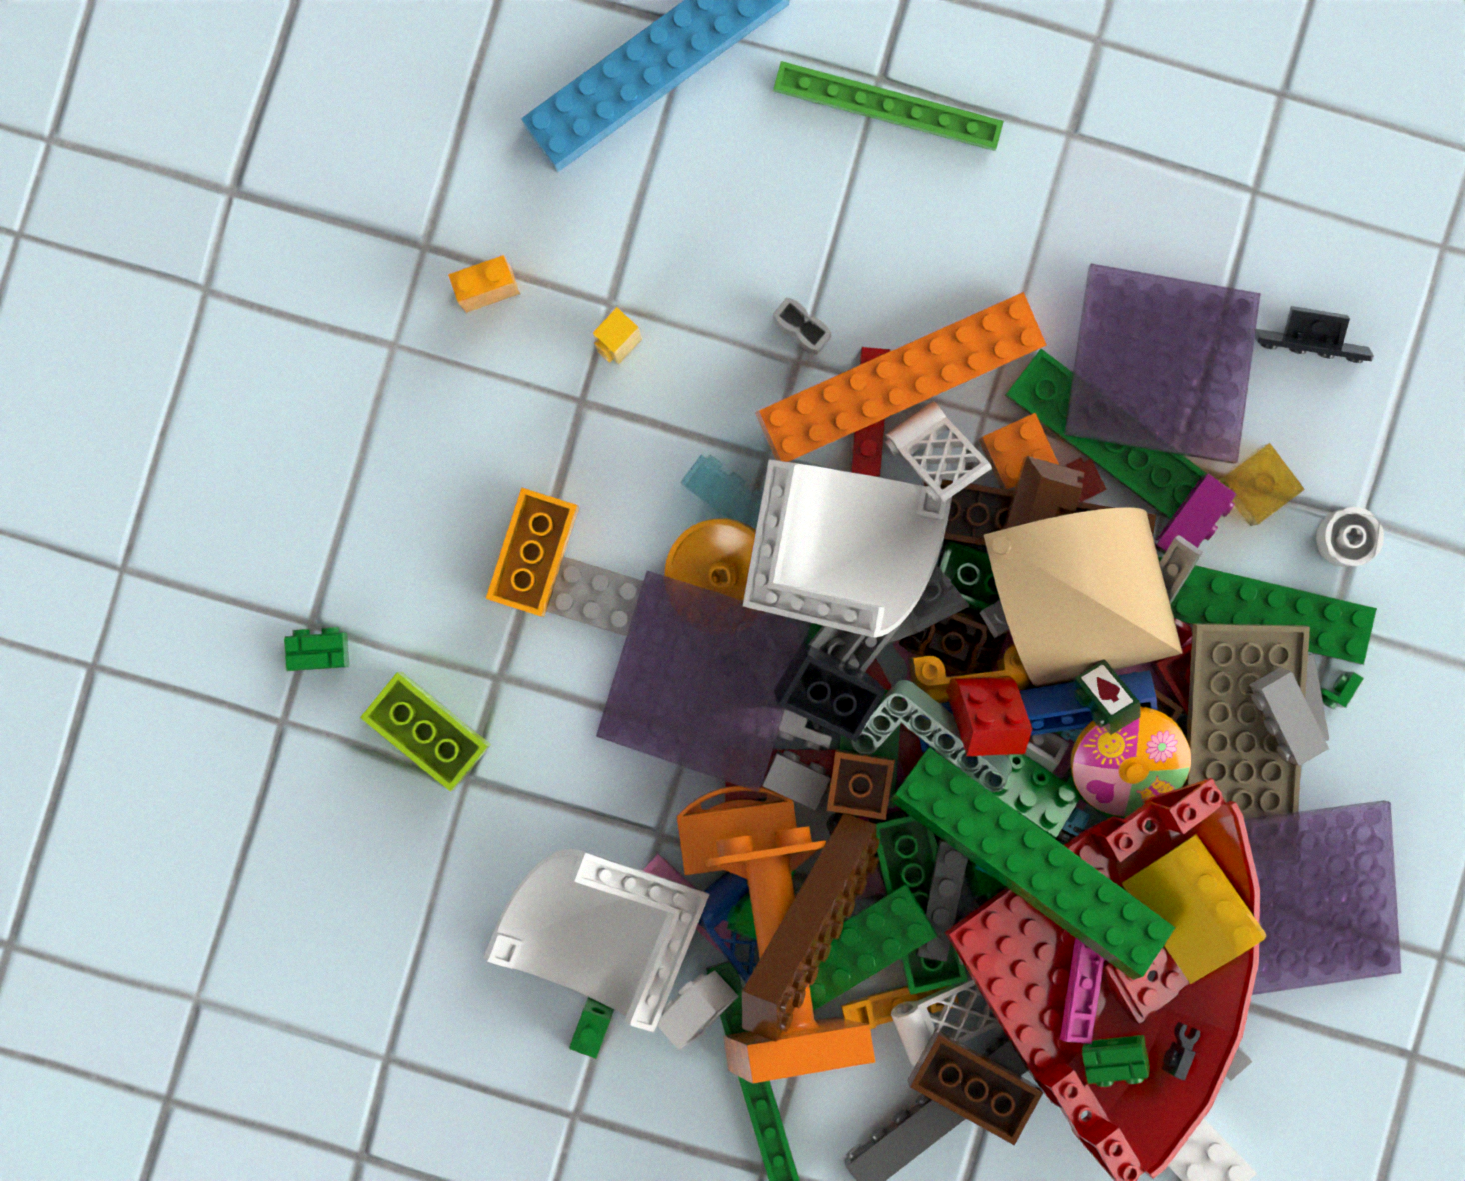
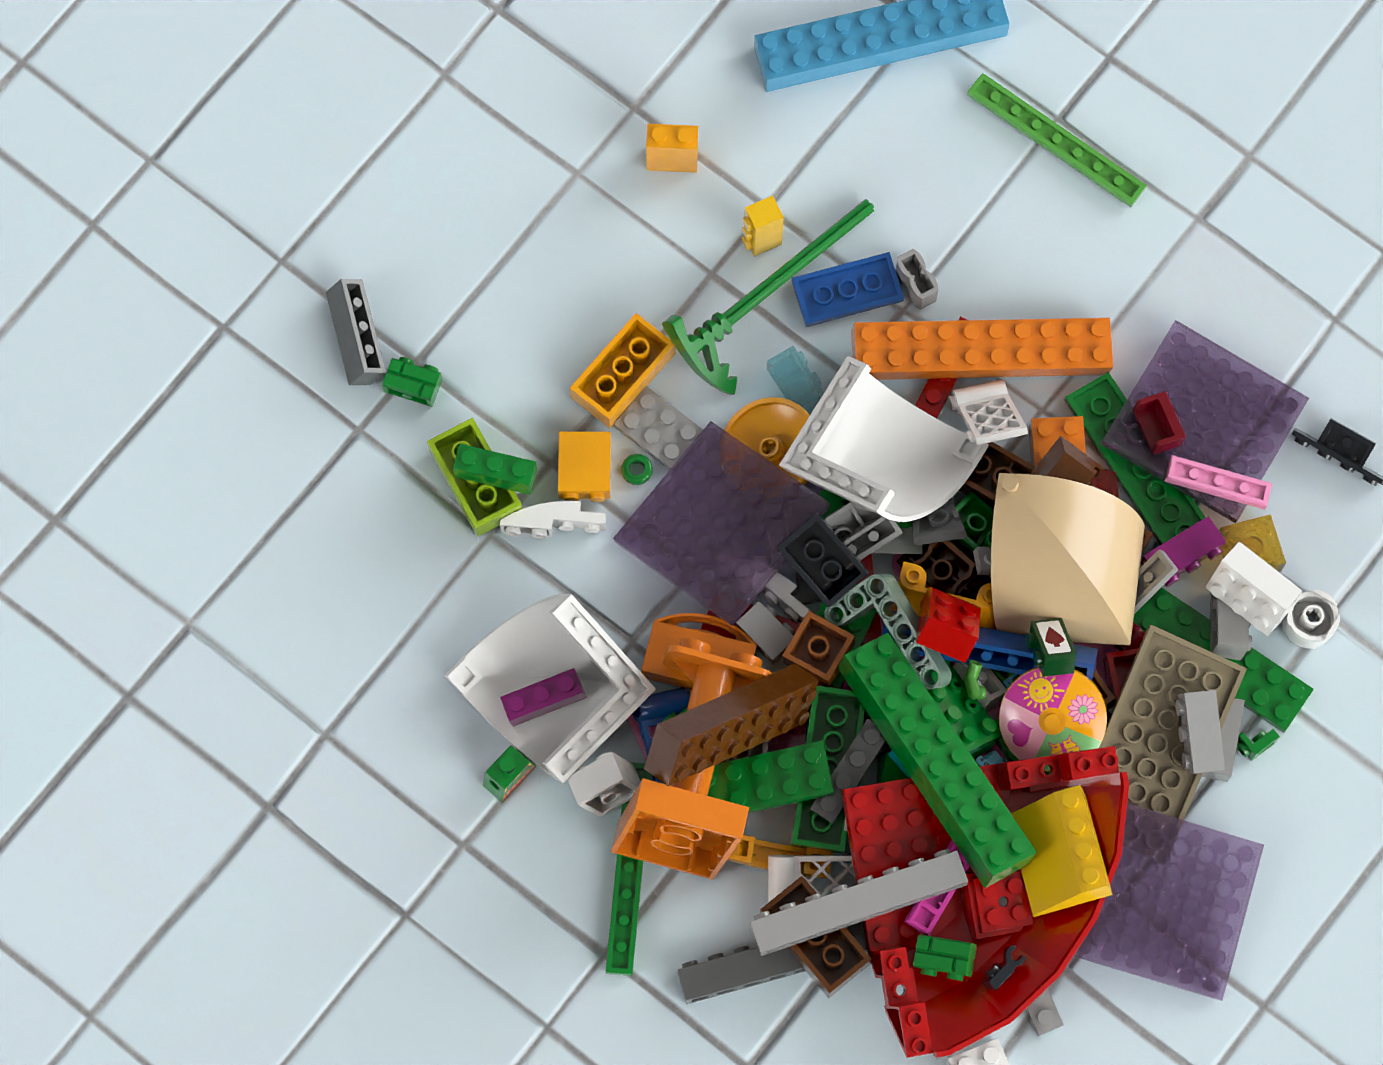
camera: 20 degrees right, 15 degrees down
(233, 622) = (355, 332): none -> dark grey brick
(444, 725) = (495, 469): none -> green brick
(515, 747) = (541, 519): none -> white slope
(534, 671) = (584, 466): none -> light orange brick
(594, 940) = (543, 697): none -> magenta brick
(602, 653) = (636, 479): none -> green piece
(605, 488) = (720, 324): none -> green piece
(732, 364) = (847, 289): none -> blue plate
(1009, 1047) = (859, 902): none -> light grey brick
(1035, 761) = (971, 681): none -> bright green arm
(1120, 391) = (1159, 423): none -> dark red panel
(1203, 429) = (1218, 482): none -> bright pink tile
(1267, 570) = (1228, 631): none -> light grey brick
(1287, 539) = (1253, 589): none -> white brick

